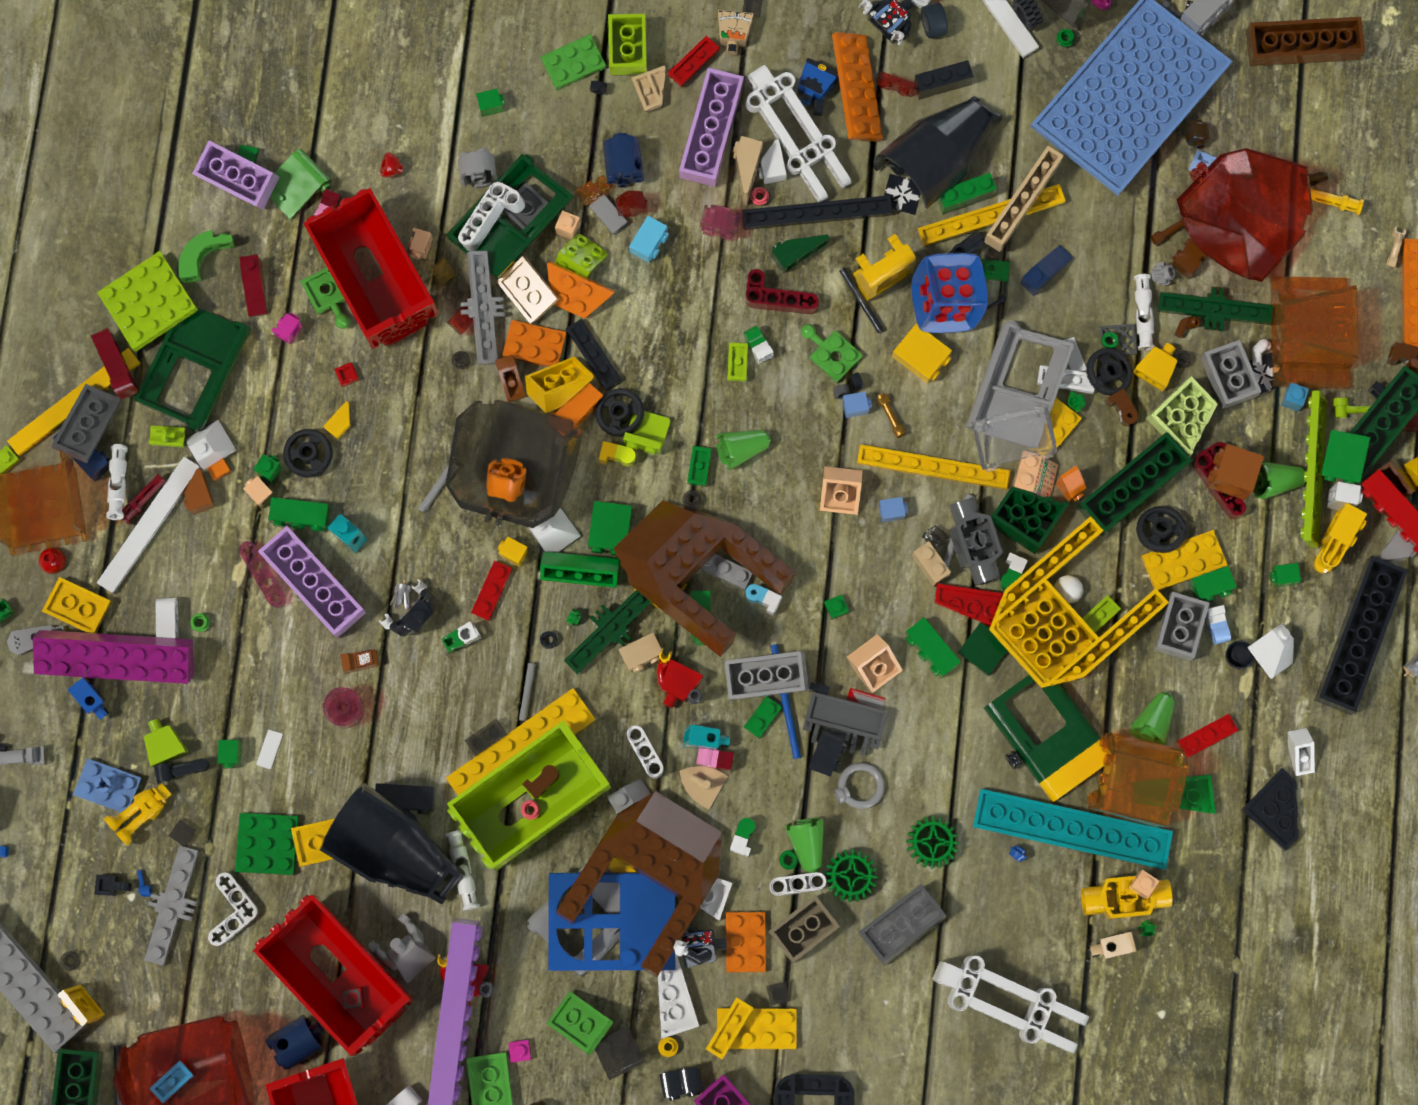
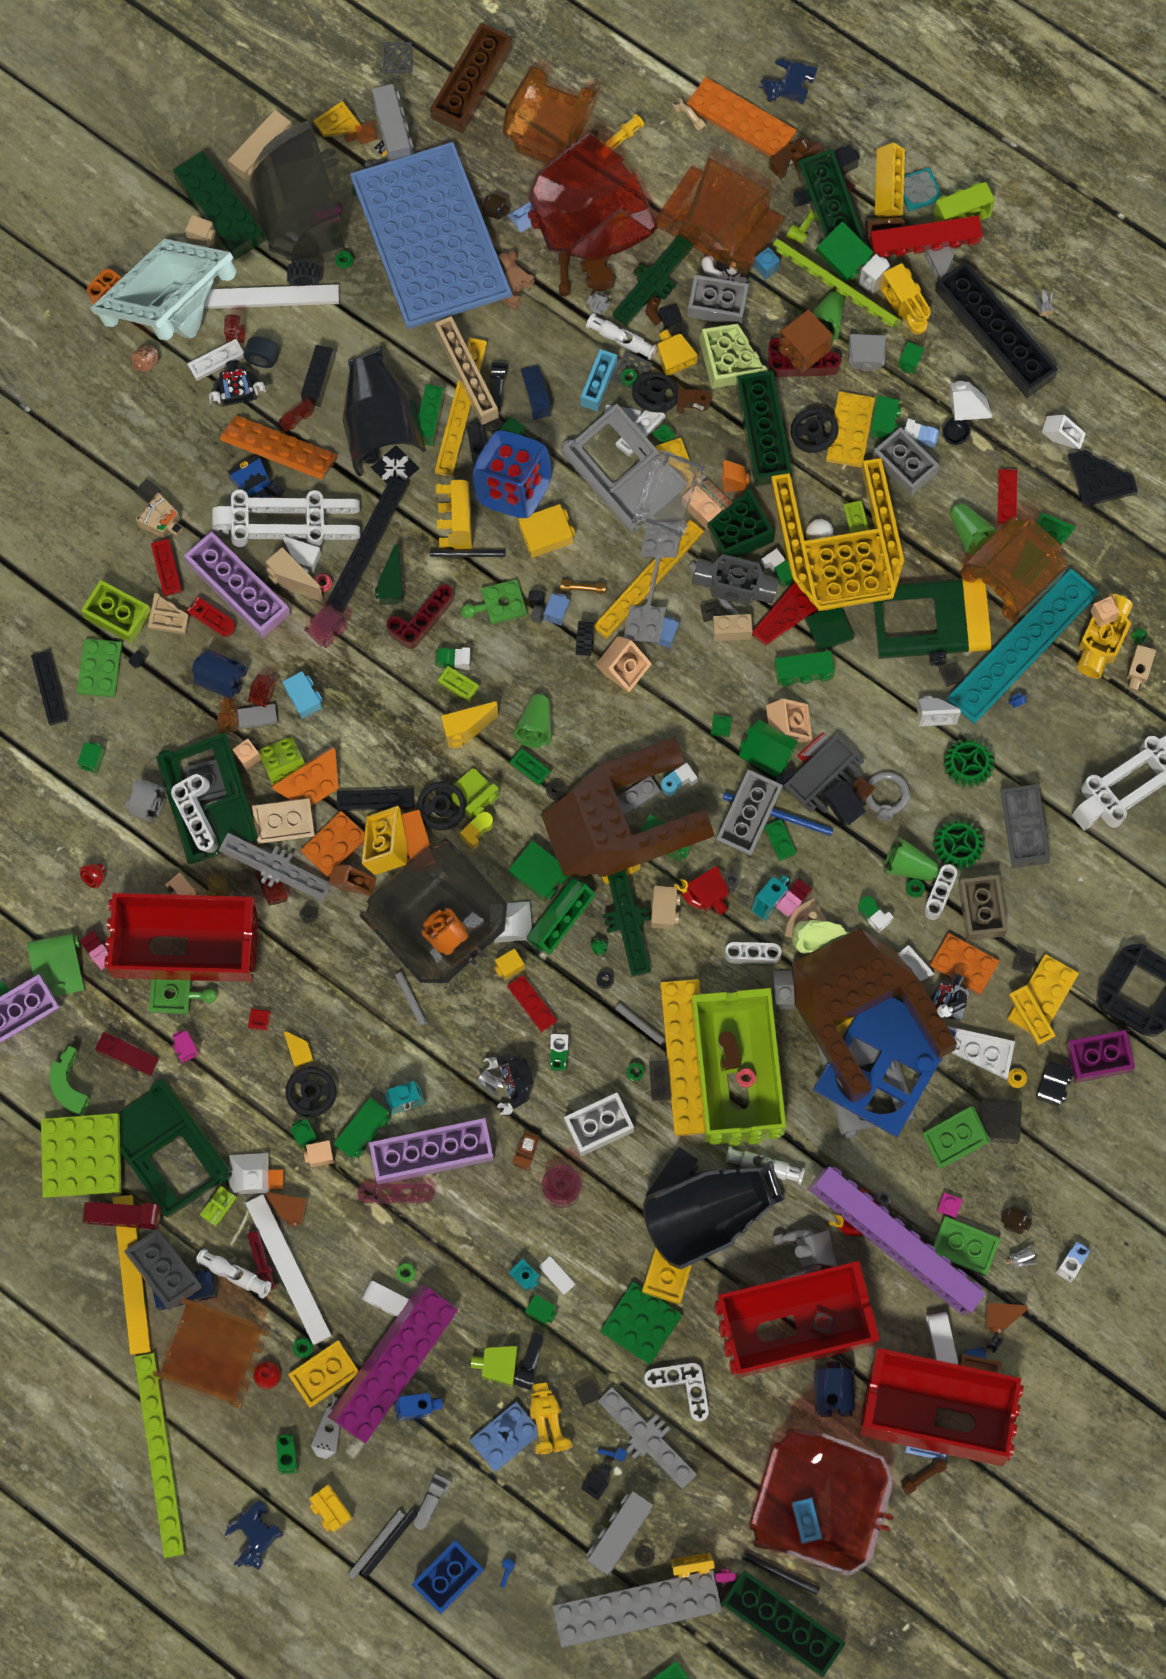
camera: 60 degrees left, 5 degrees down
(73, 929) = (619, 1534): none -> light grey brick
(84, 576) = (296, 1347): none -> green plate
(88, 1039) = (725, 1576): none -> dark pink plate
(258, 719) = (526, 1284): none -> teal brick
(415, 708) = (599, 1124): none -> white brick
(476, 711) = (639, 1068): none -> green bush
(531, 32) = (49, 688): none -> black tile
(672, 125) = (211, 617): none -> red plate
(691, 795) = (815, 934): none -> yellowish green hair
(700, 389) = (466, 724): none -> yellow slope
(835, 658) = (767, 748): none -> green brick
(841, 443) = (584, 638): none -> black tyre
(851, 761) = (862, 788): none -> reddish brown tile
(891, 486) = (646, 621): none -> light grey hinge
(961, 785) = (936, 712): none -> white slope
(1006, 780) = (951, 674): none -> clear smoke plate
(1044, 228) = (498, 373): none -> black piece
(1089, 316) = (598, 380): none -> medium azure brick
(1140, 187) = (515, 277): none -> medium nougat animal
(1191, 342) = (669, 316): none -> black plate
(1266, 533) = (866, 351): none -> light grey torso
(1308, 124) = (545, 119): none -> clear orange windscreen

